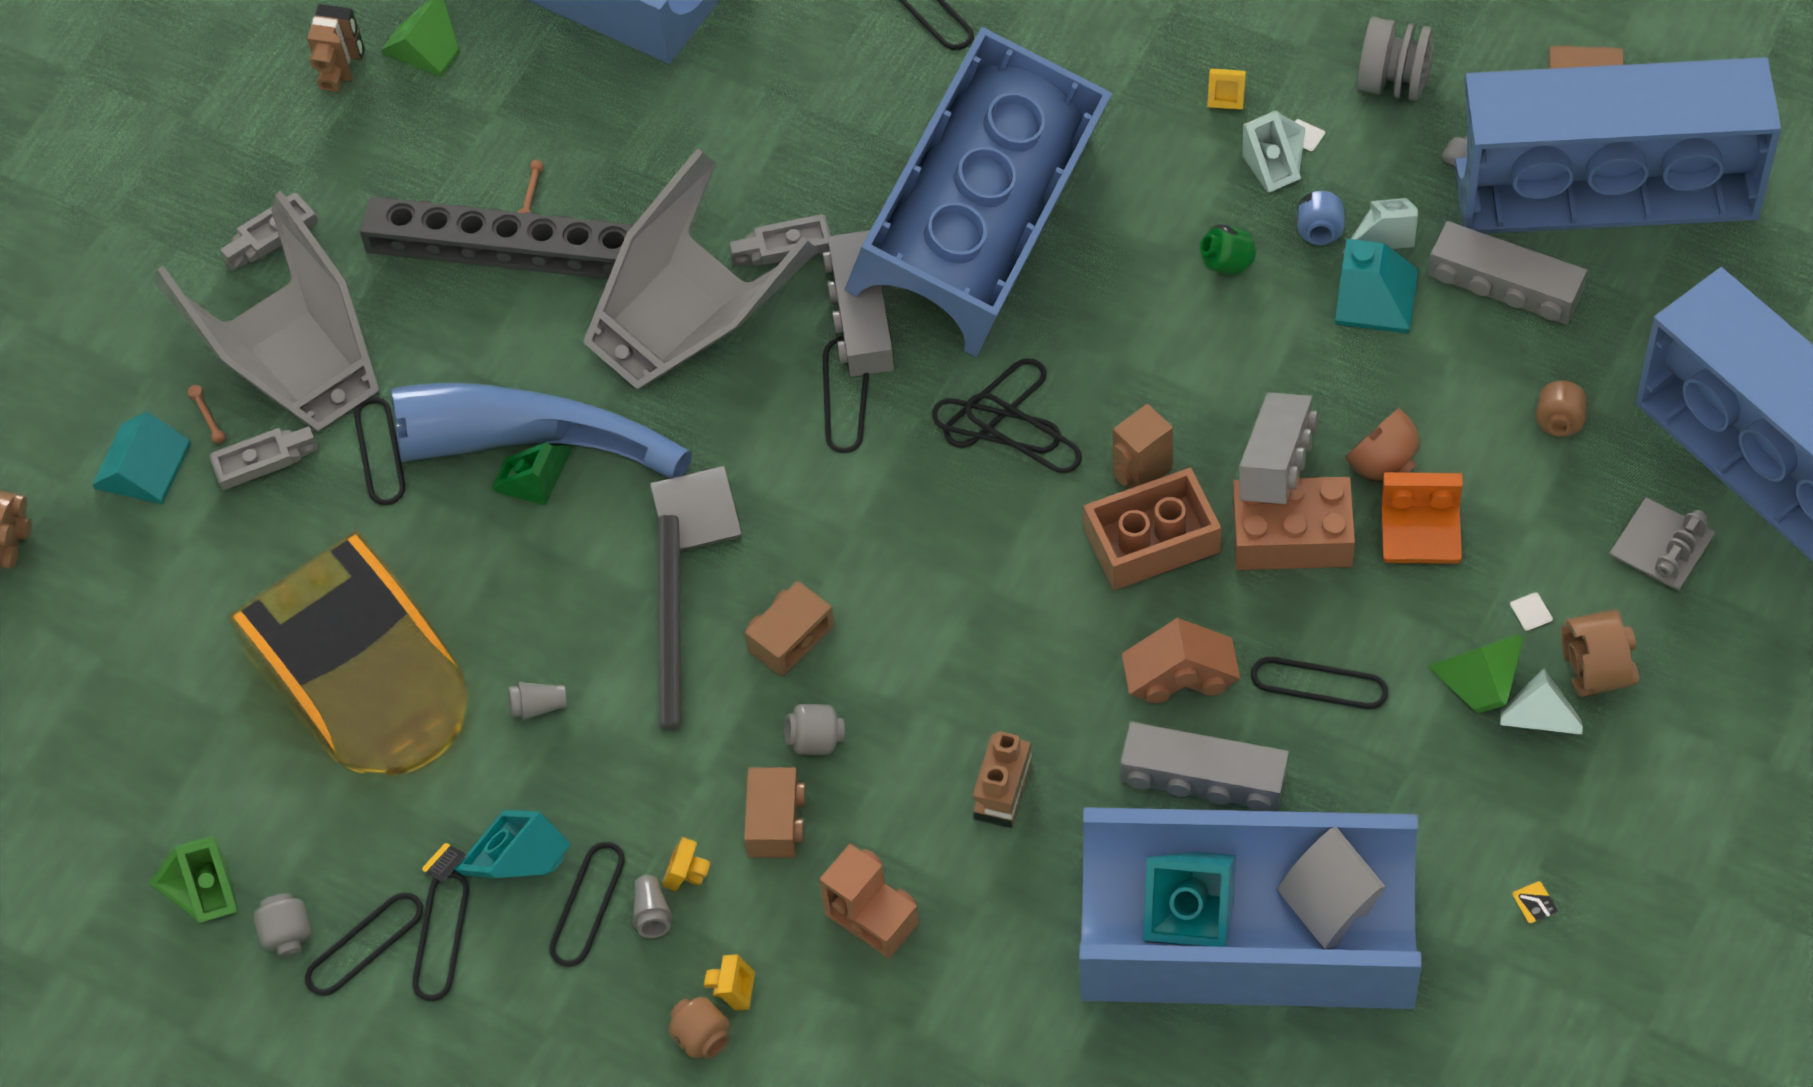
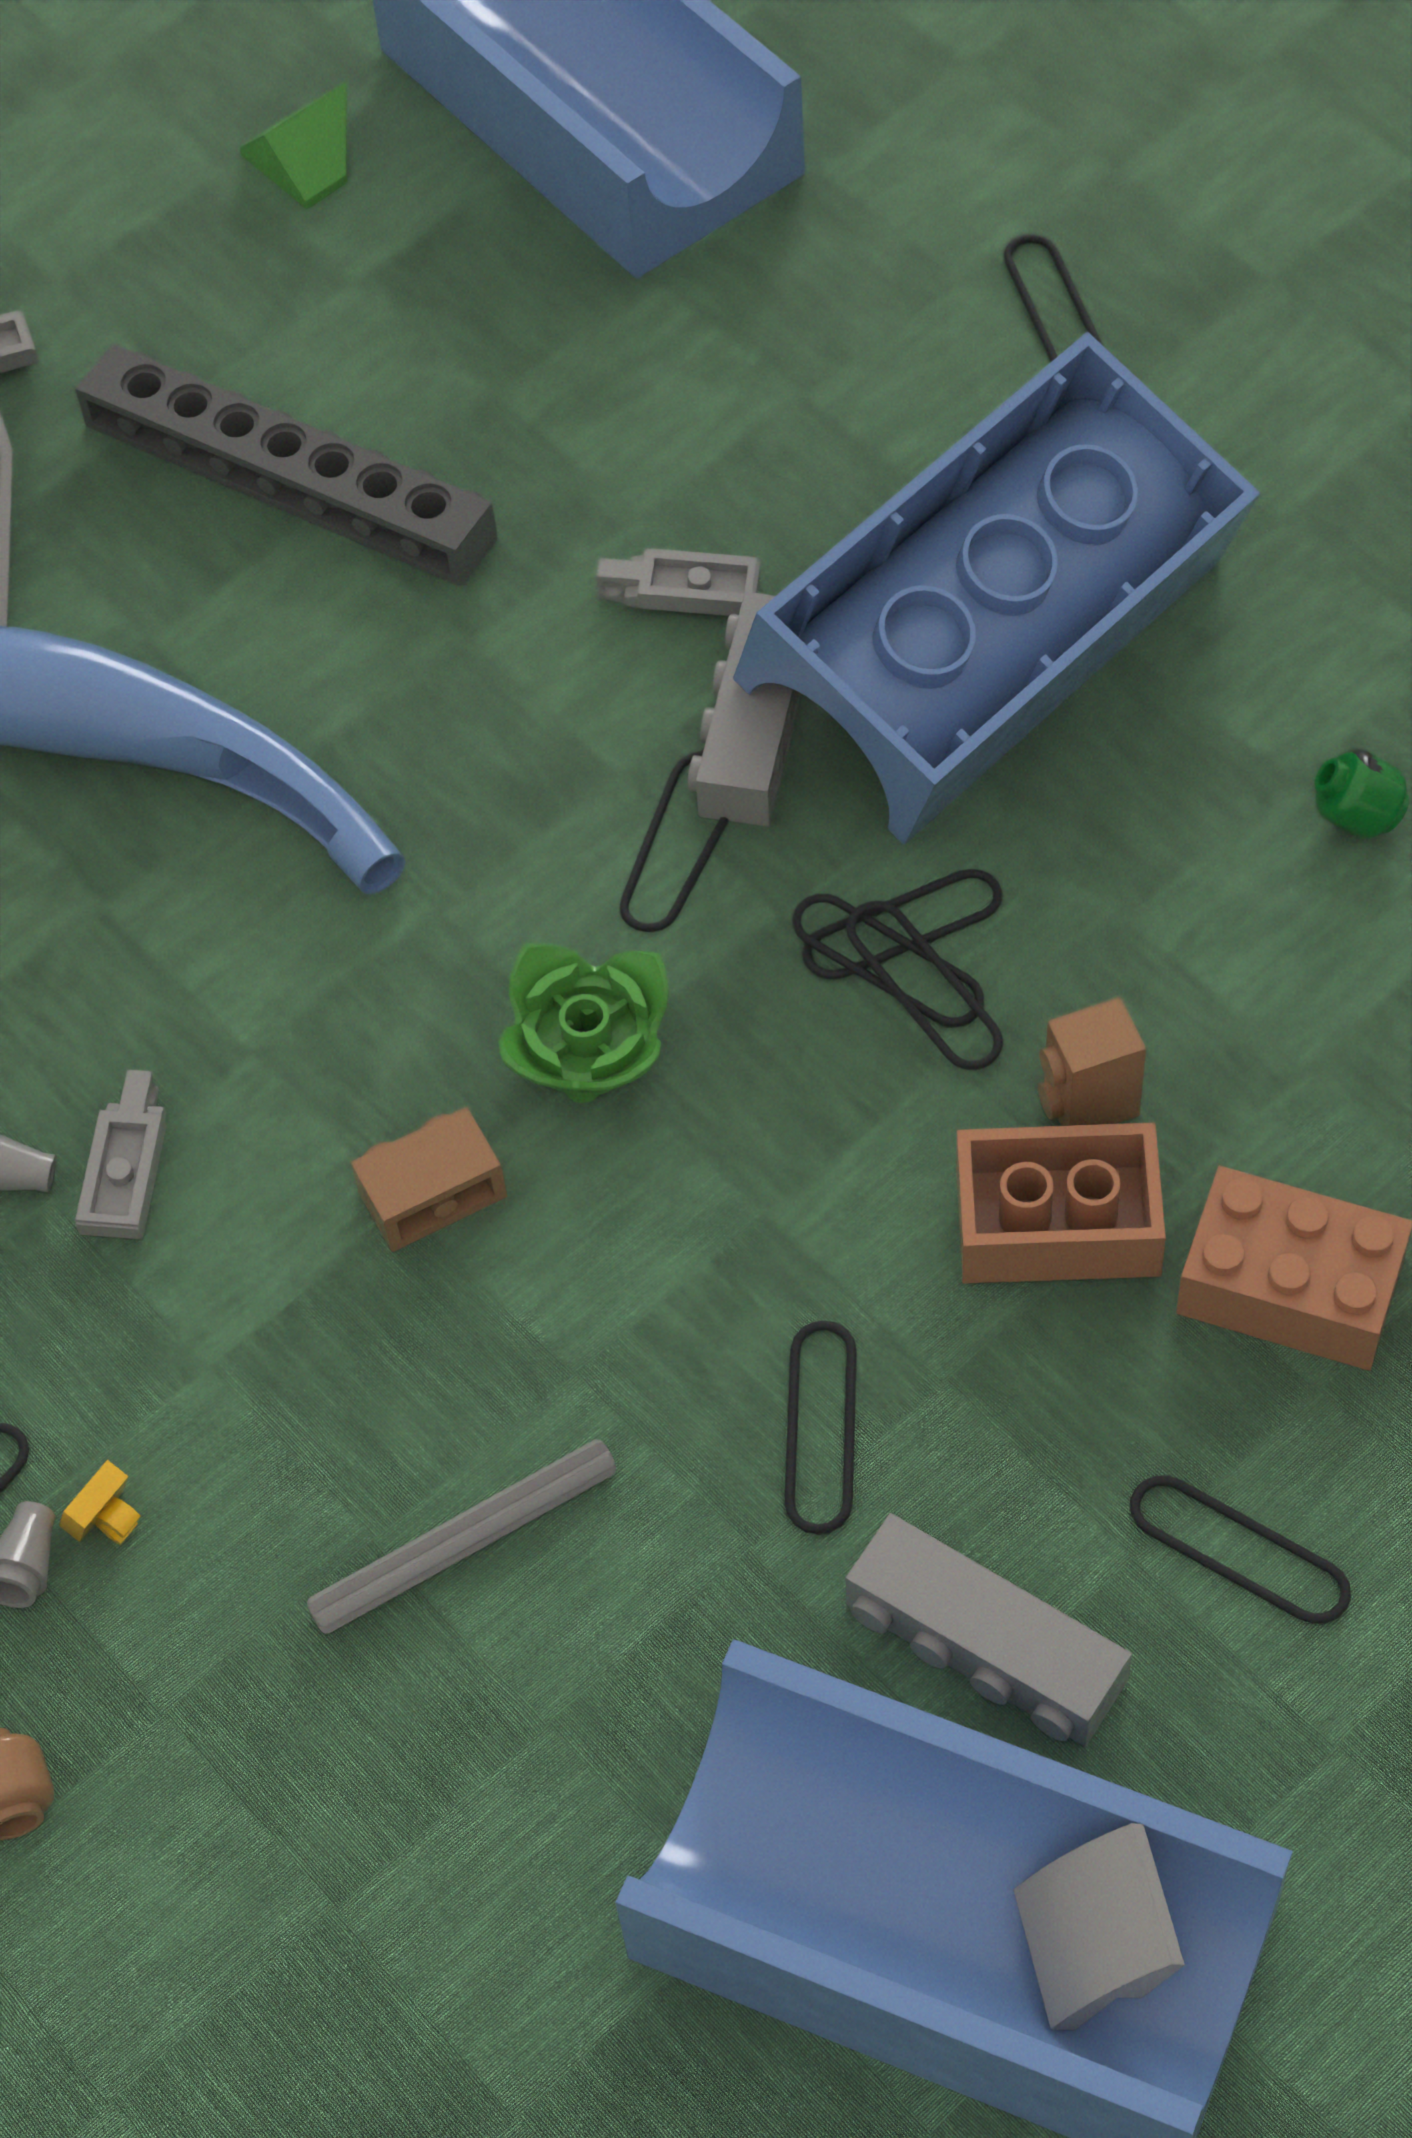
camera: 20 degrees right, 0 degrees up
(333, 43) = (165, 119): medium nougat hips -> none
(532, 473) = (166, 817): green slope -> none
(536, 167) = (378, 372): nougat hinge -> none
(605, 676) = (123, 1162): none -> light grey hinge
(669, 622) = (251, 1112): dark grey axle -> none
(670, 292) = (479, 601): light grey windscreen -> none
(702, 505) = (373, 948): light grey slope -> none
(732, 982) = (87, 1726): yellow tile -> none
(772, 812) = (273, 1467): medium nougat brick -> none
(813, 729) = (394, 1353): light grey head -> none
(825, 503) = (614, 1002): none -> bright green brick
(863, 903) = (340, 1657): nougat brick -> none
(910, 796) = (461, 1536): none -> light grey axle
(1002, 779) = (648, 1538): medium nougat hips -> none
(1081, 685) = (792, 1426): none -> black piece
(1180, 658) = (1015, 1433): nougat brick -> none
(1189, 898) = (857, 1856): teal slope -> none
(1277, 448) = (1308, 1136): light grey brick -> none

